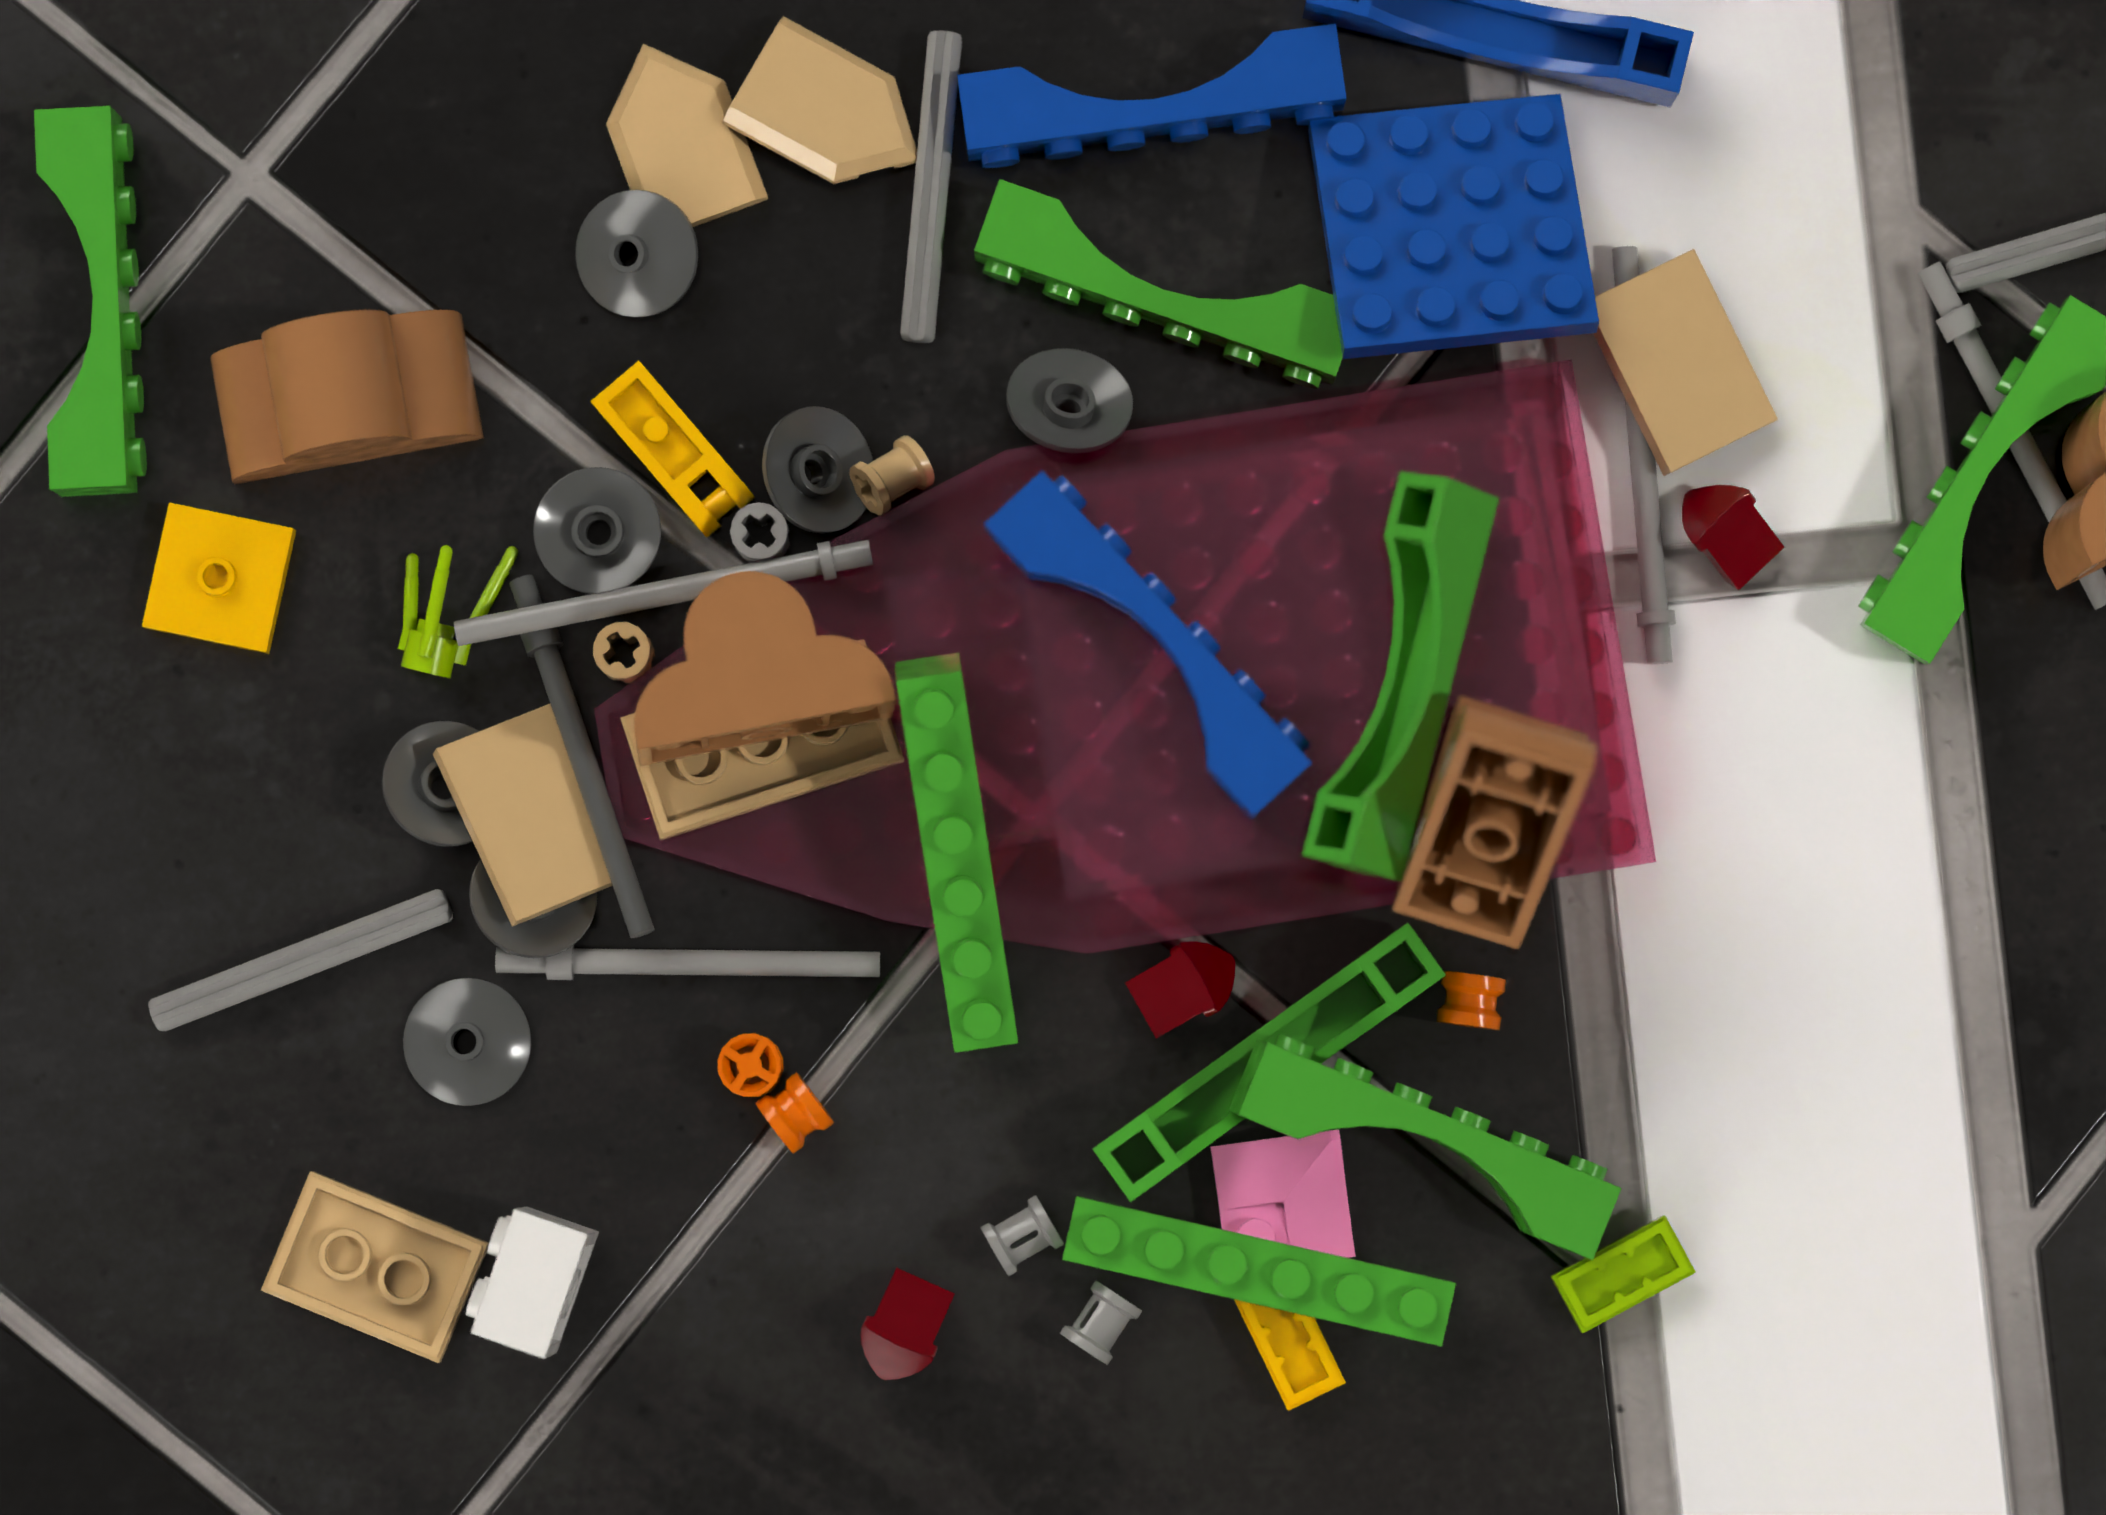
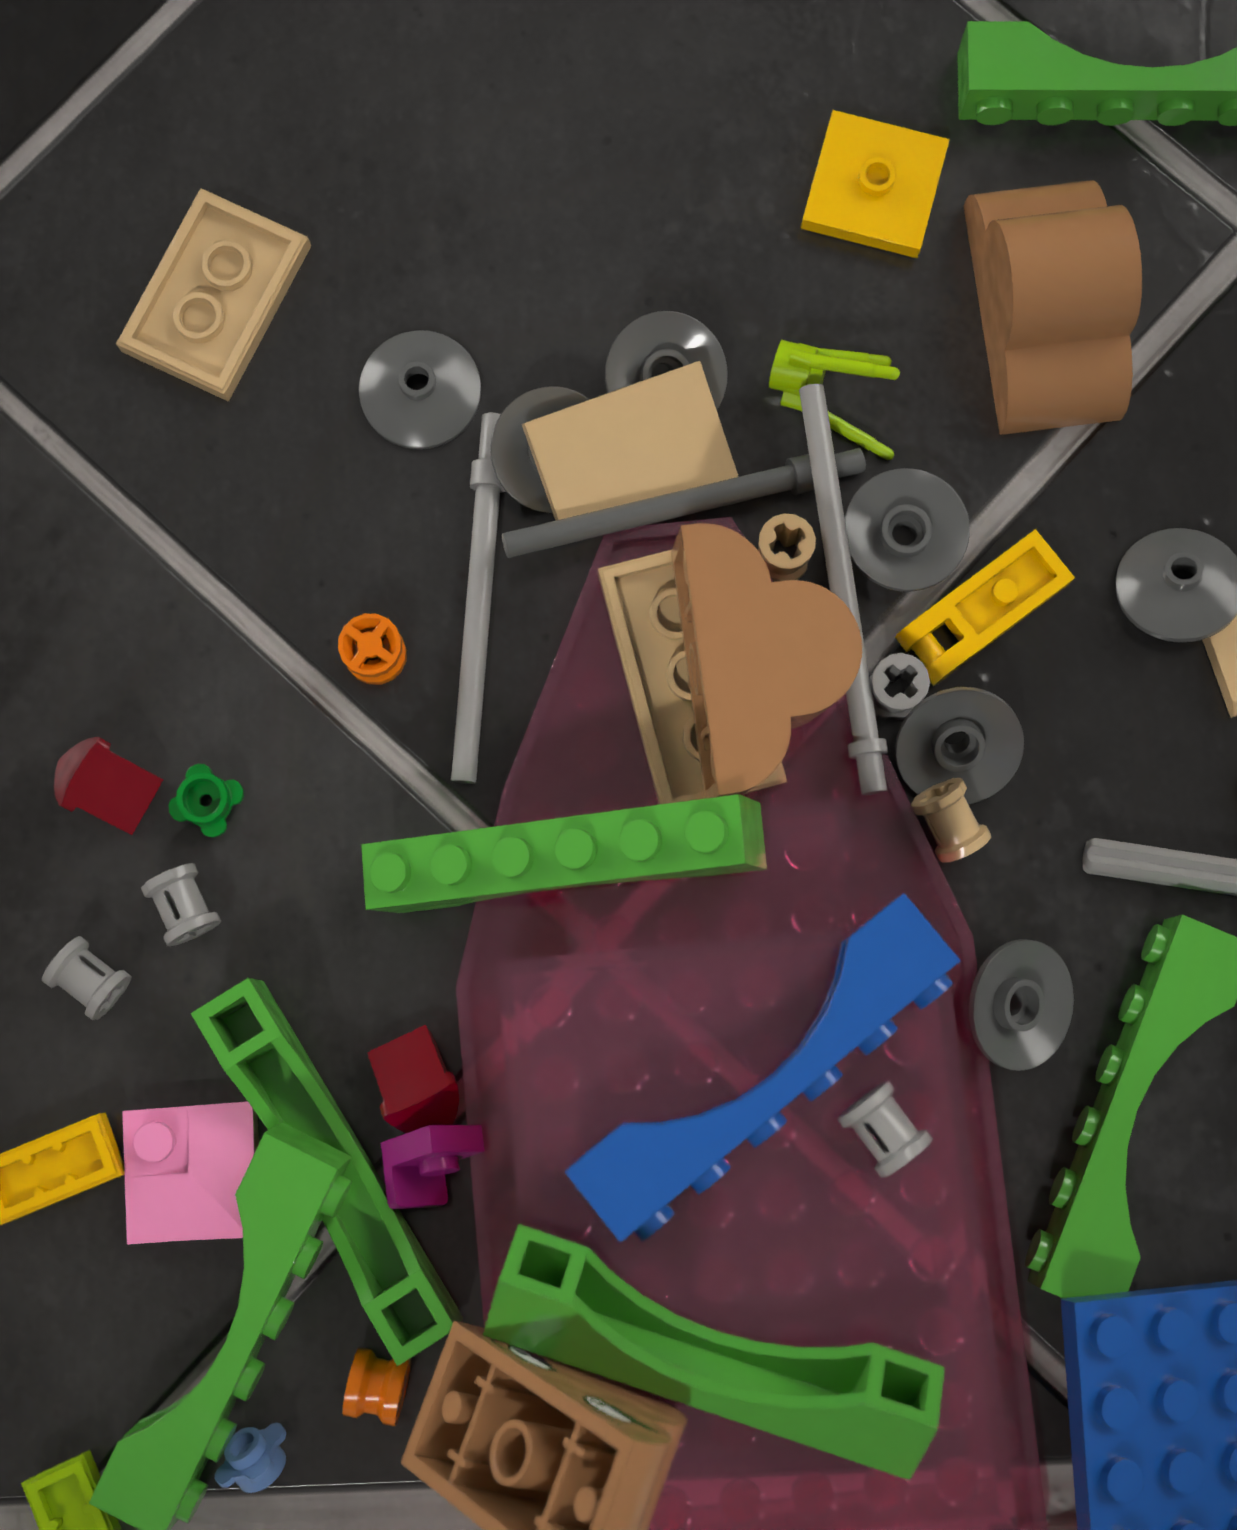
camera: 95 degrees right, 5 degrees down
(300, 960) = (508, 240): light grey axle -> none
(532, 1281) = (173, 422): white brick -> none
(794, 1112) = (321, 688): orange wheel -> none
(897, 1229) = (188, 805): none -> green plate
(1196, 531) = (885, 1129): none -> light grey bush
(1256, 976) = (420, 1159): none -> magenta bracket
(1259, 1271) = (92, 1211): bright green arch -> none
(1545, 1113) = (253, 1458): none -> medium blue plate

